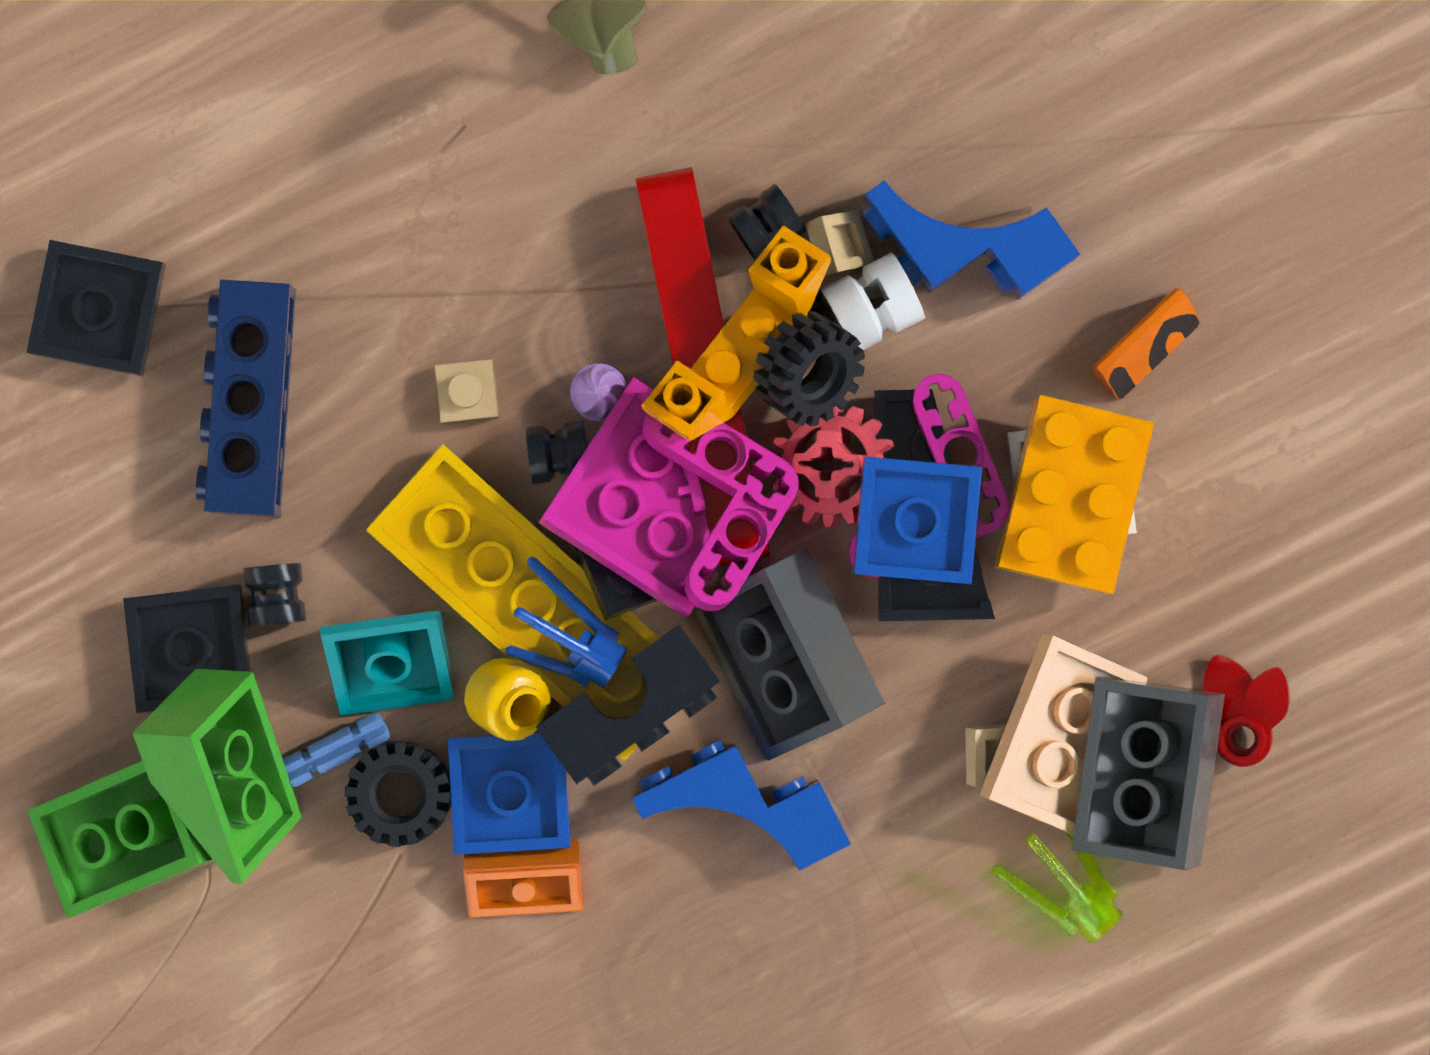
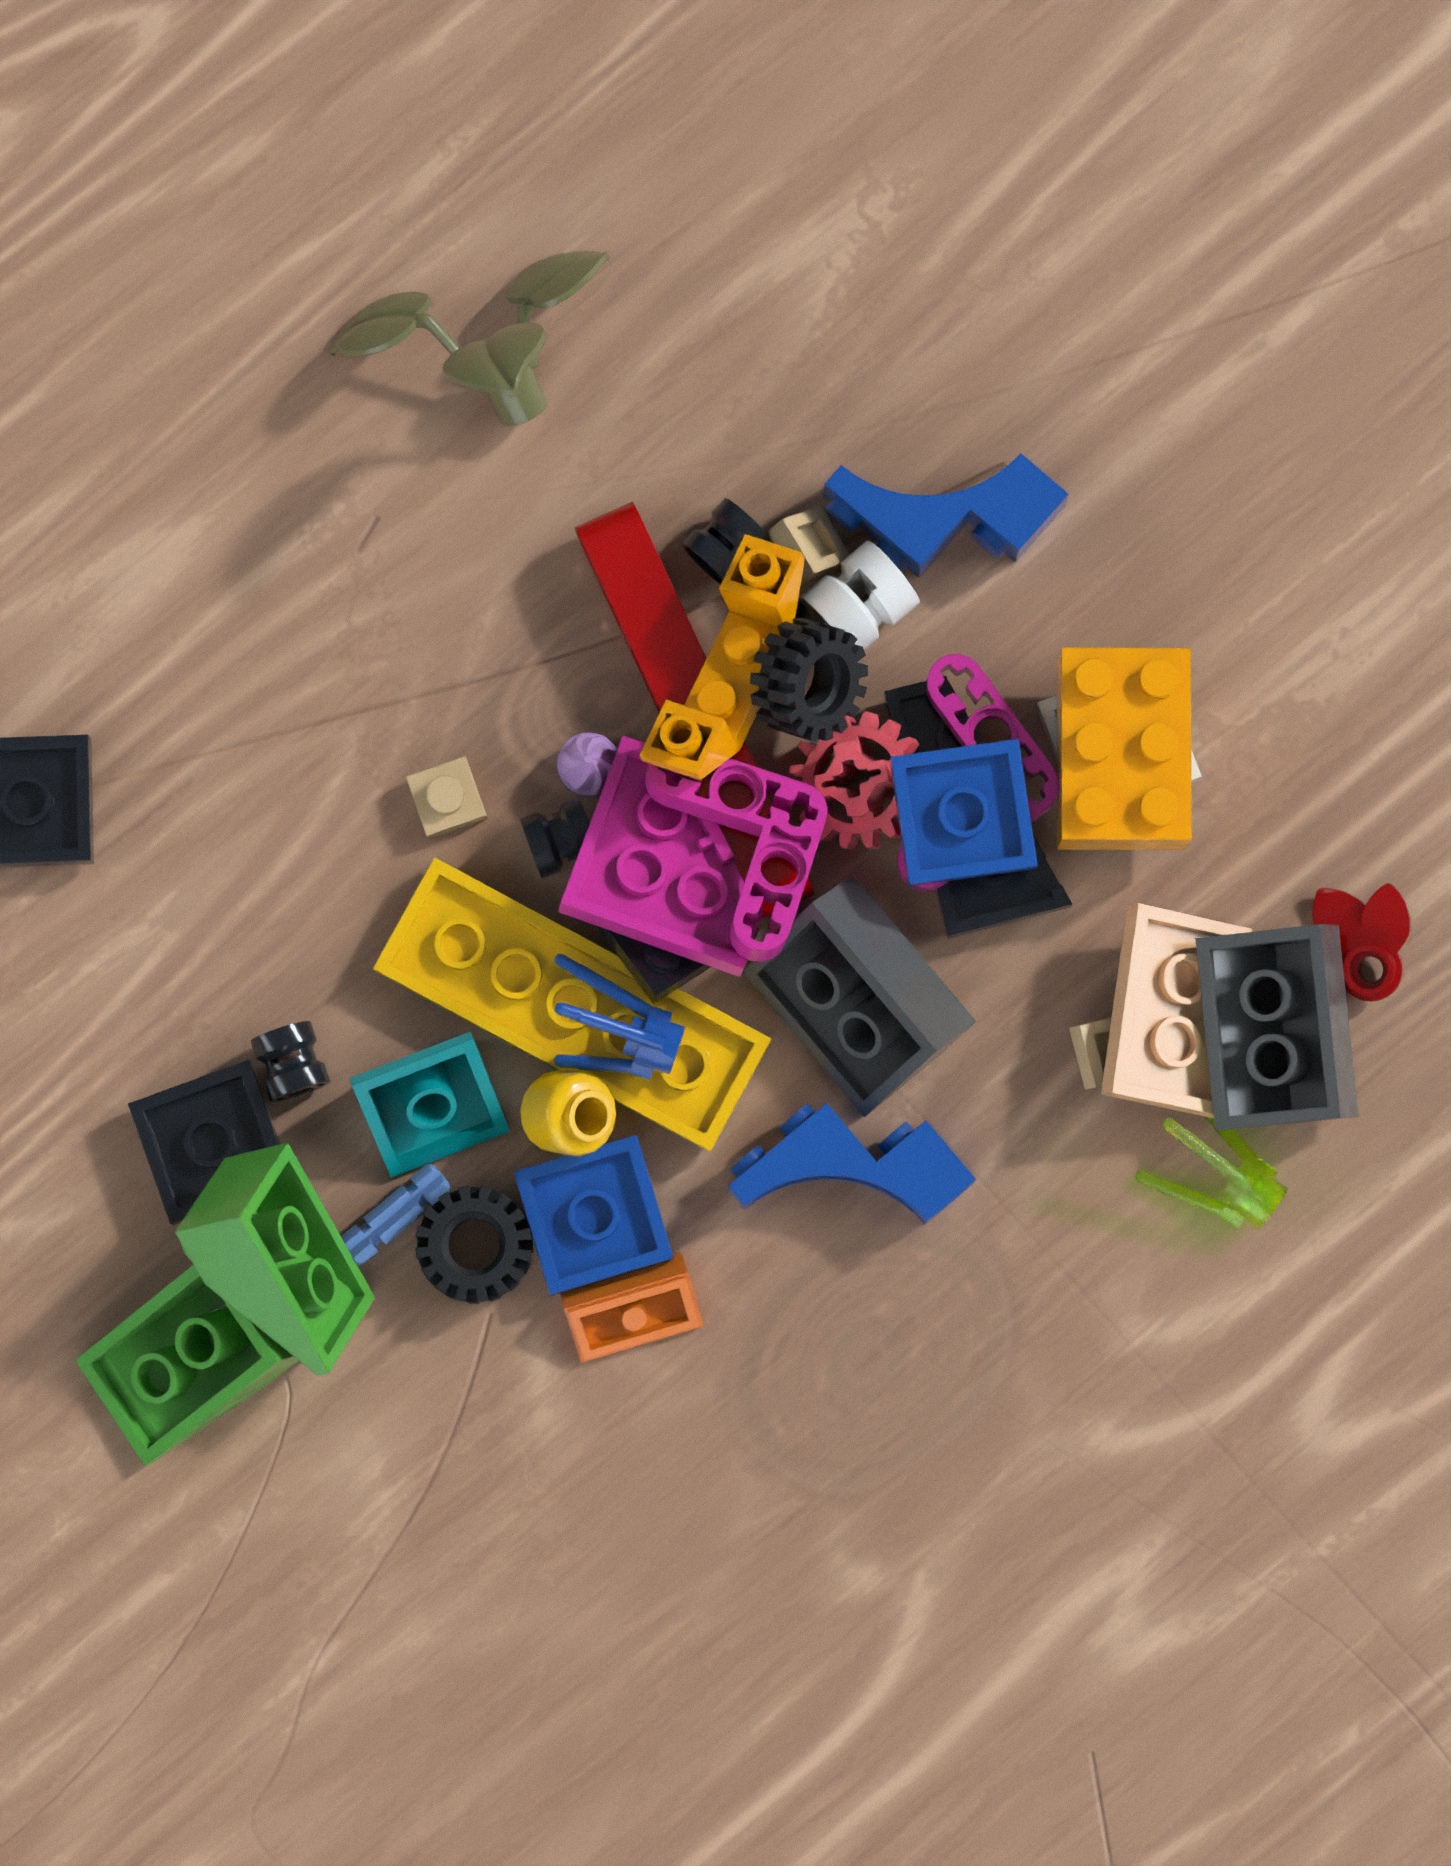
camera: 10 degrees left, 5 degrees down
(261, 486) = (246, 953): dark blue brick -> none
(590, 740) = (669, 1132): black arch -> none
(1146, 344) = (1163, 575): orange slope -> none

